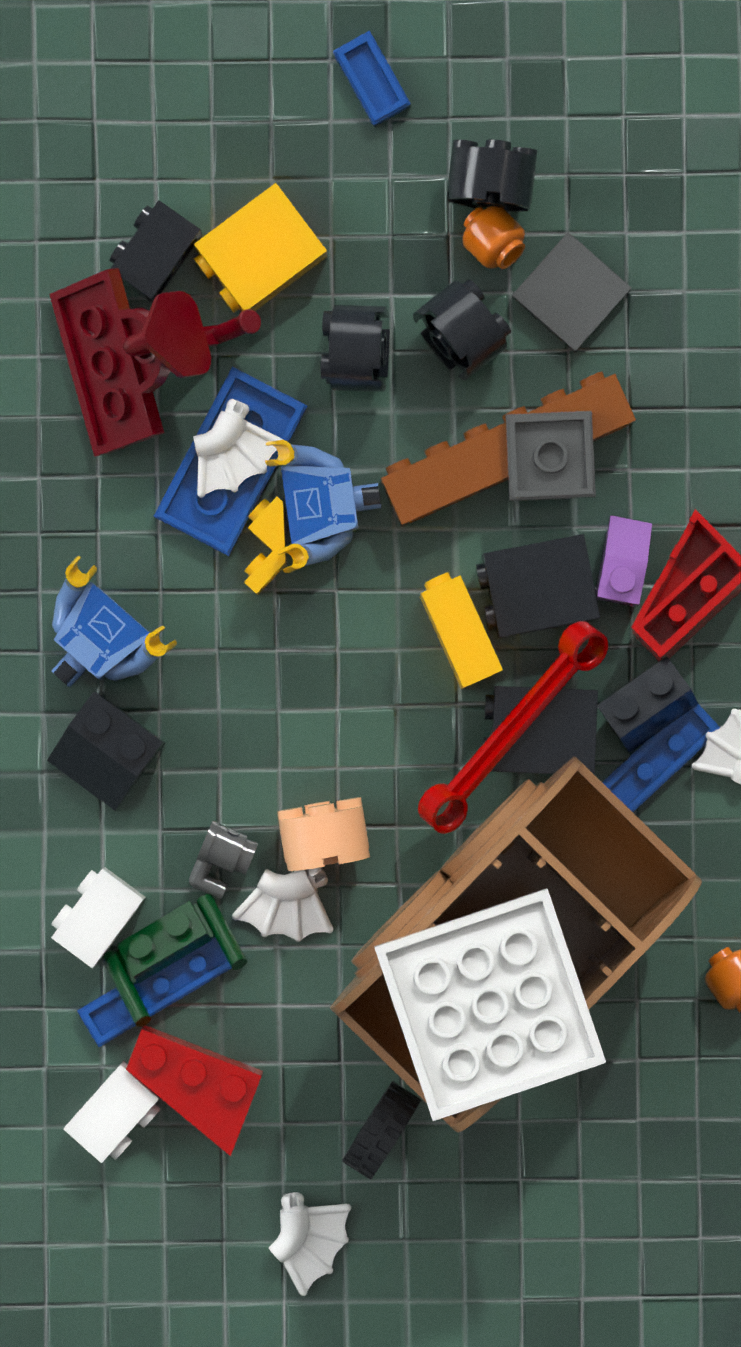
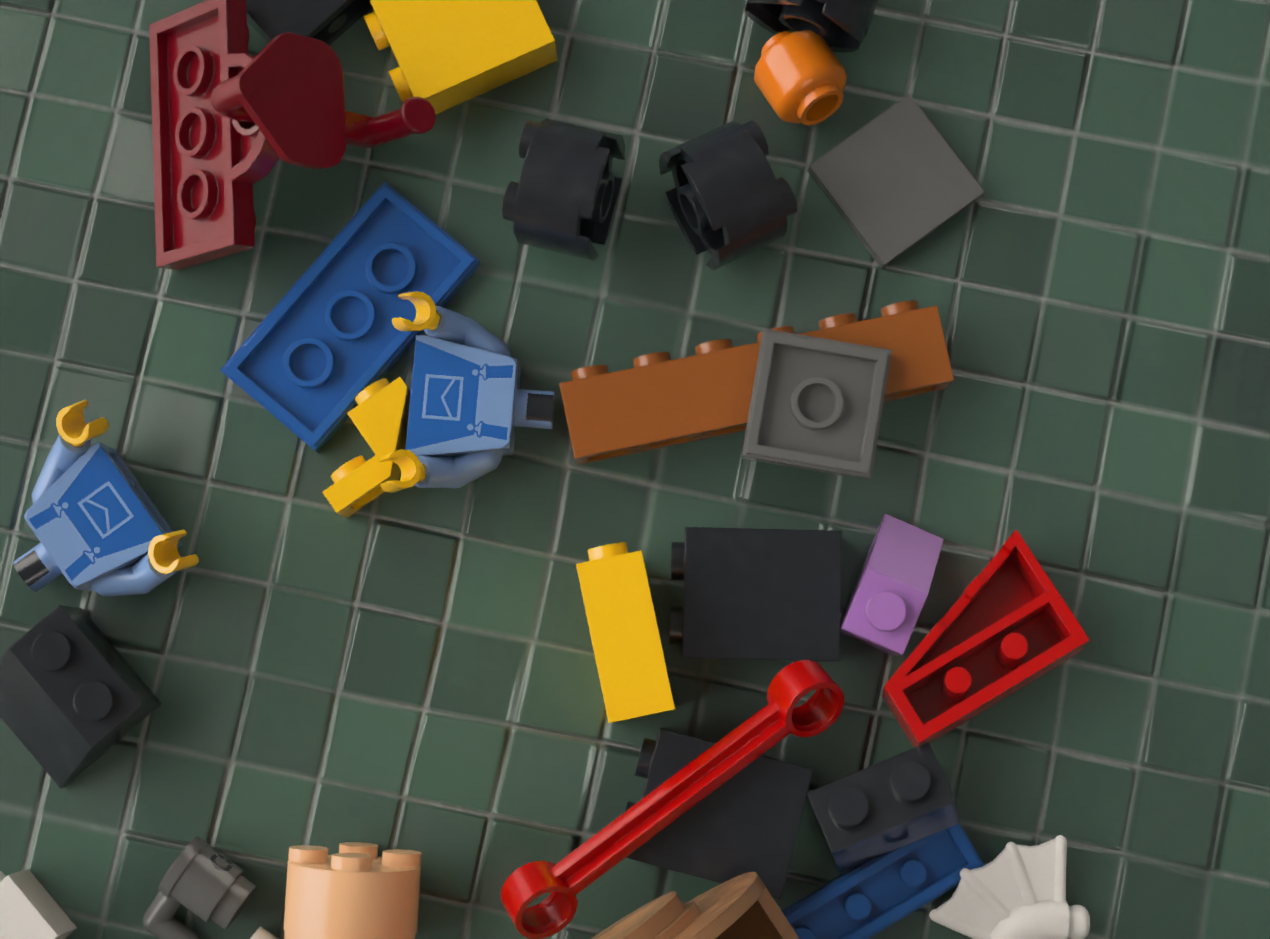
camera: 20 degrees right, 5 degrees down
(231, 450) = (351, 298): white arm -> none

